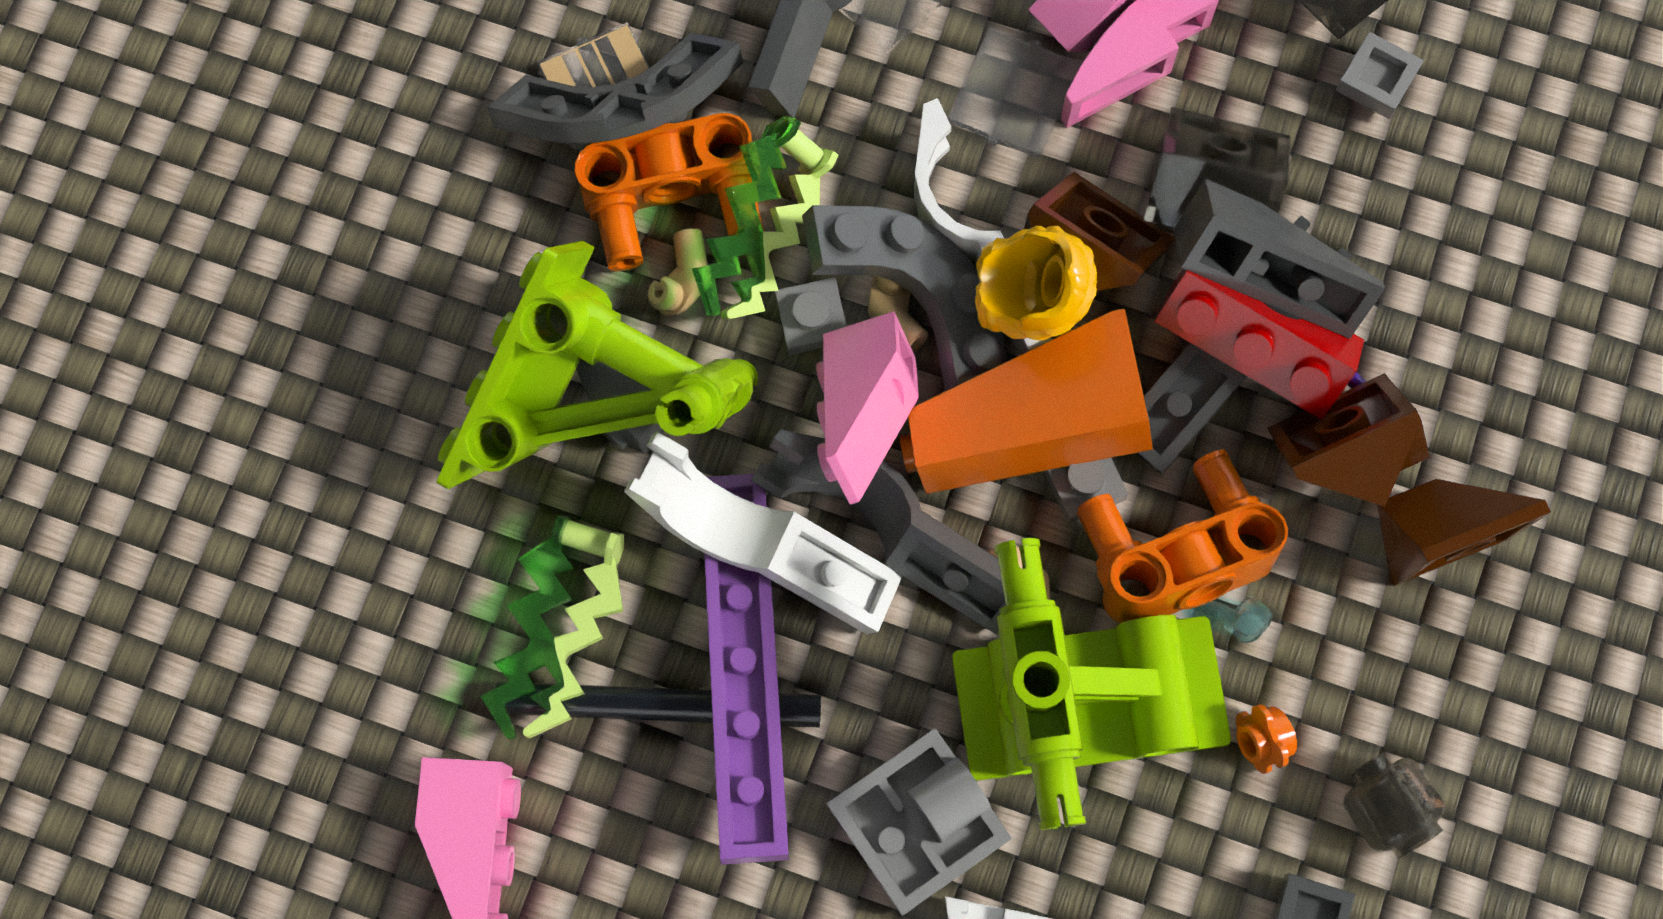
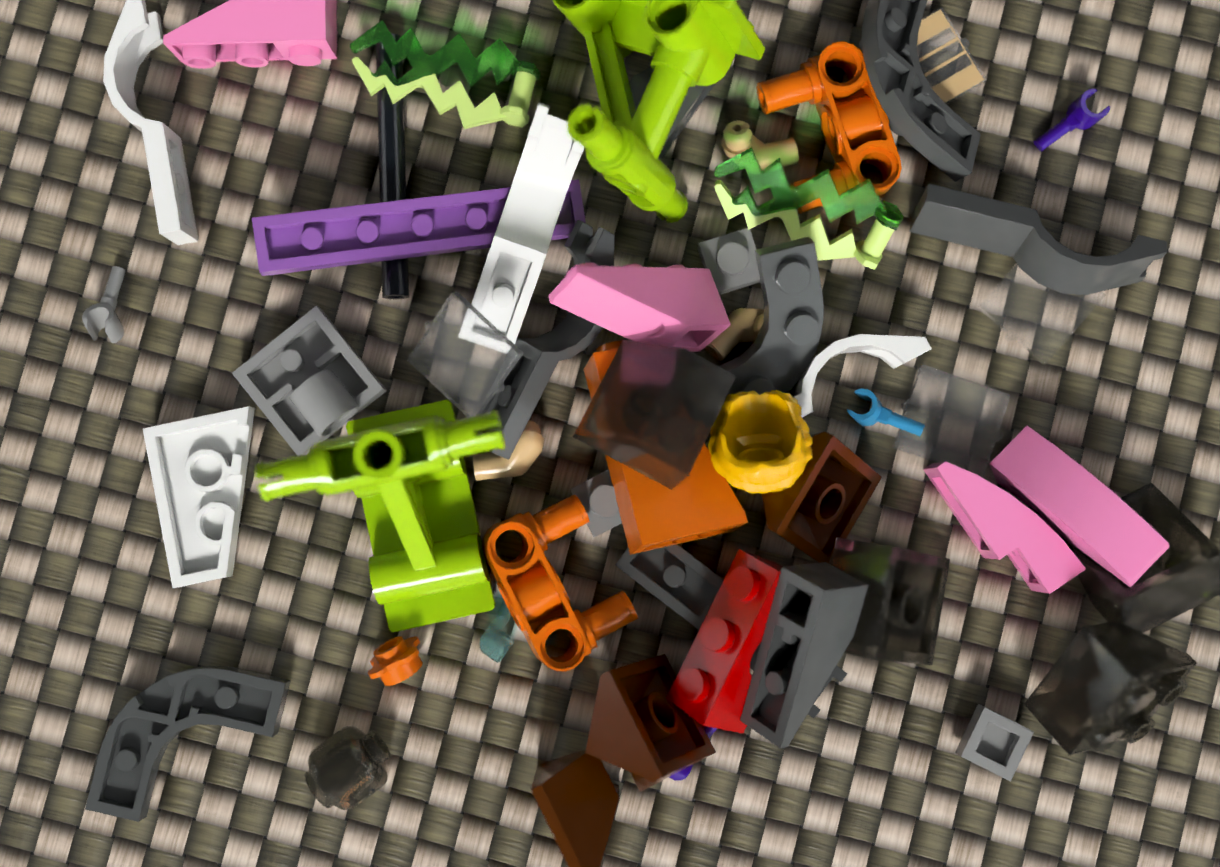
camera: 80 degrees right, 10 degrees up
(903, 627) = (464, 355): none -> clear piece
(992, 393) = (655, 409): none -> clear smoke slope
(1005, 159) = (884, 415): none -> dark azure hand

